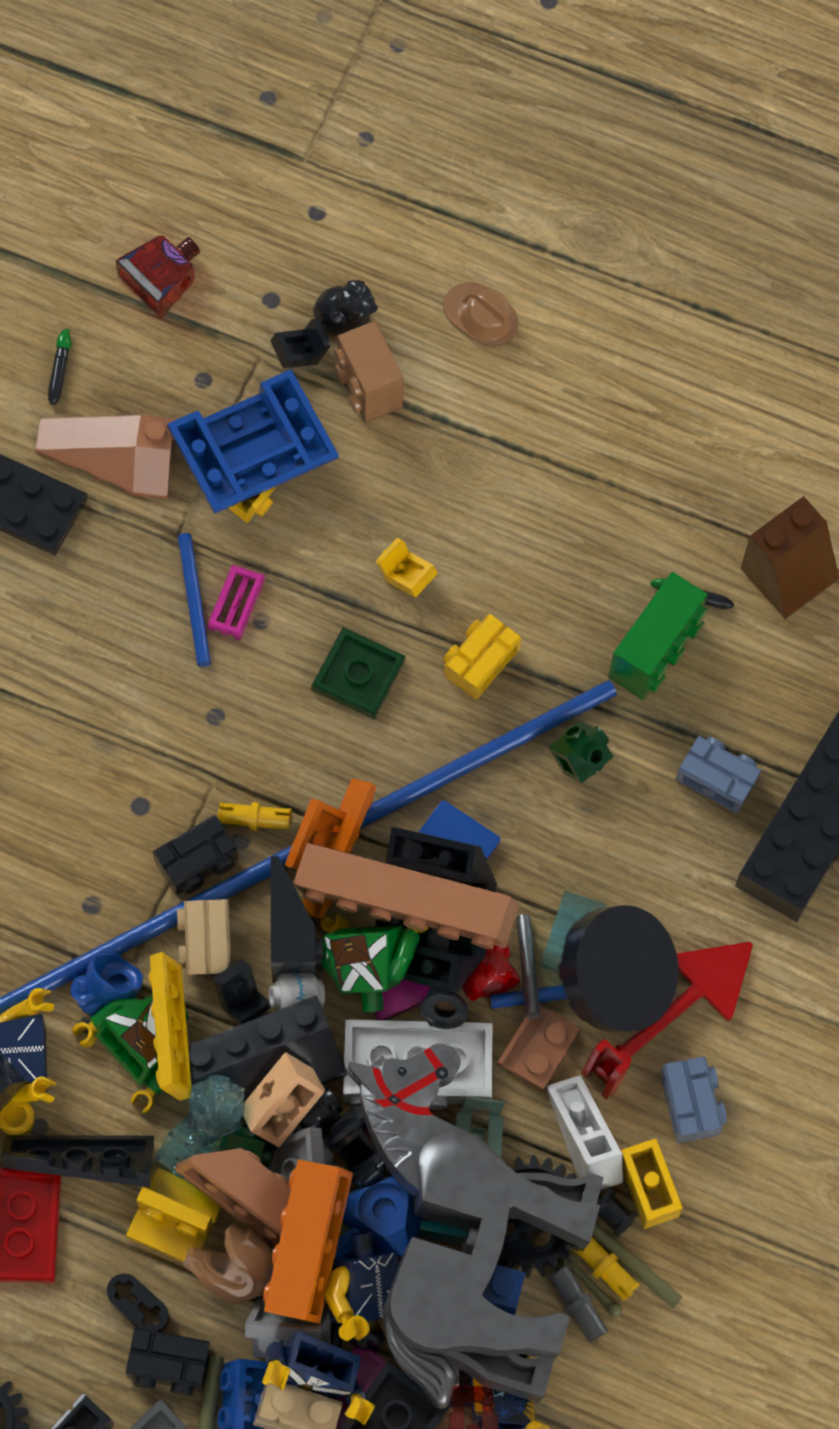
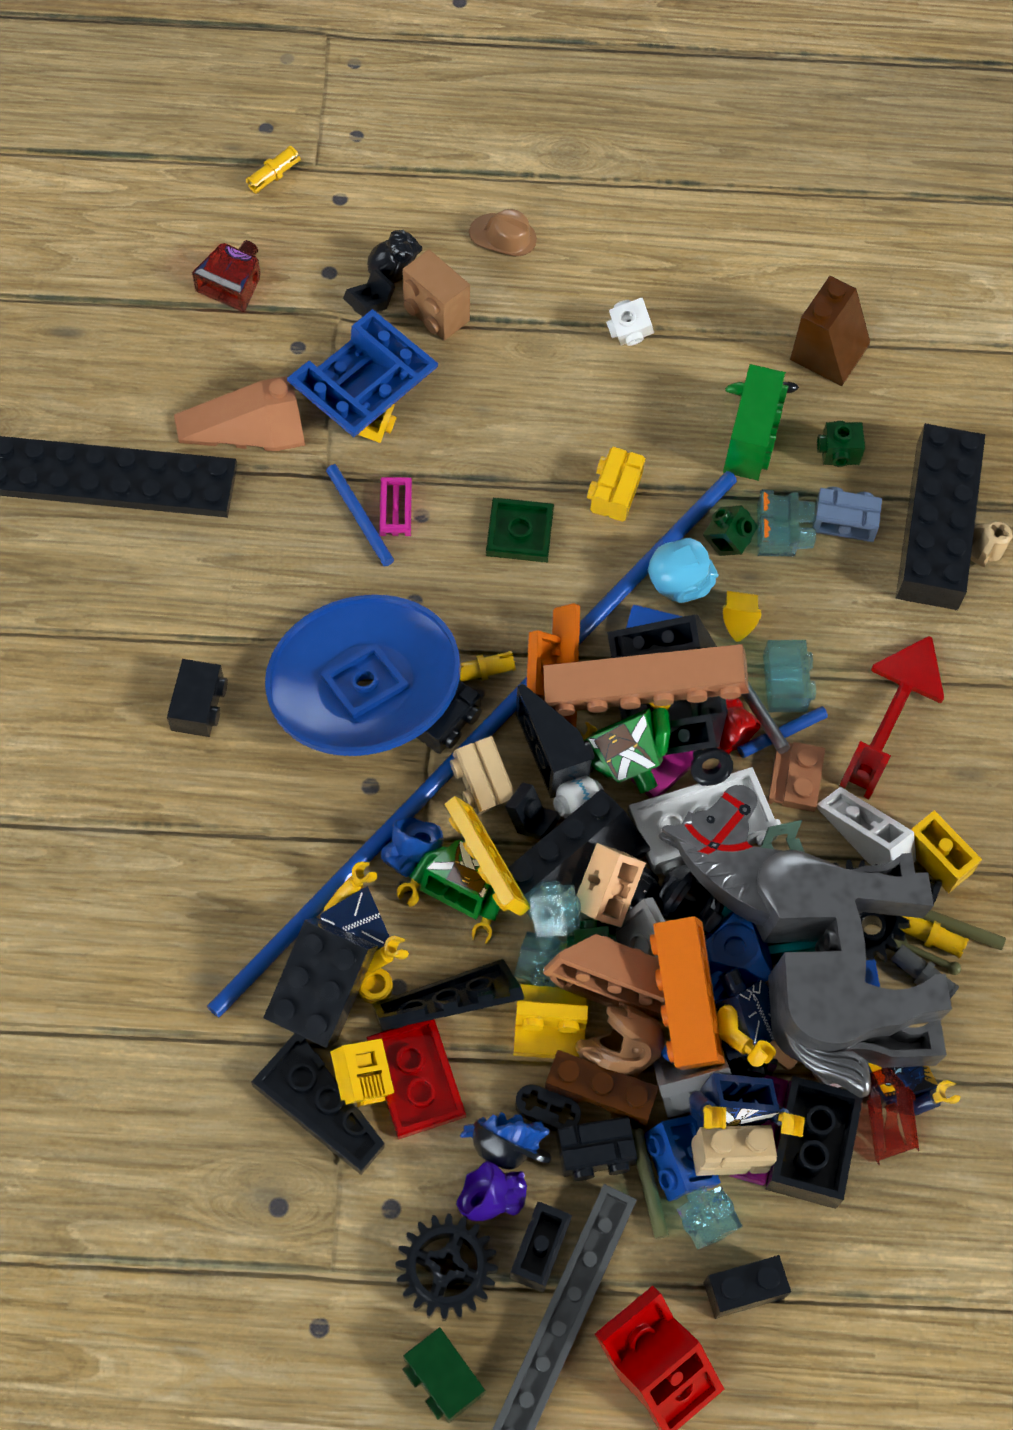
camera: 20 degrees left, 5 degrees down
(46, 1368) = (491, 1192): none -> dark purple hair
(63, 346) = (171, 354): black piece -> none
(83, 1322) = (507, 1141): none -> hair
(117, 742) = (361, 637): none -> blue dish
(195, 1304) = (602, 1087): none -> reddish brown arch
(254, 156) = (273, 169): none -> yellow pin
(405, 569) = (526, 438): yellow bracket -> none
(509, 781) = (682, 570): none -> medium azure helmet
(553, 848) = (740, 614): none -> yellow tile
(583, 474) = (630, 322): none -> white brick
(619, 969) = (841, 685): black piece -> none
(638, 761) = (779, 524): none -> clear light blue hips
(692, 1099) = (942, 773): sand blue brick -> none
(746, 690) = (841, 443): none -> dark green brick

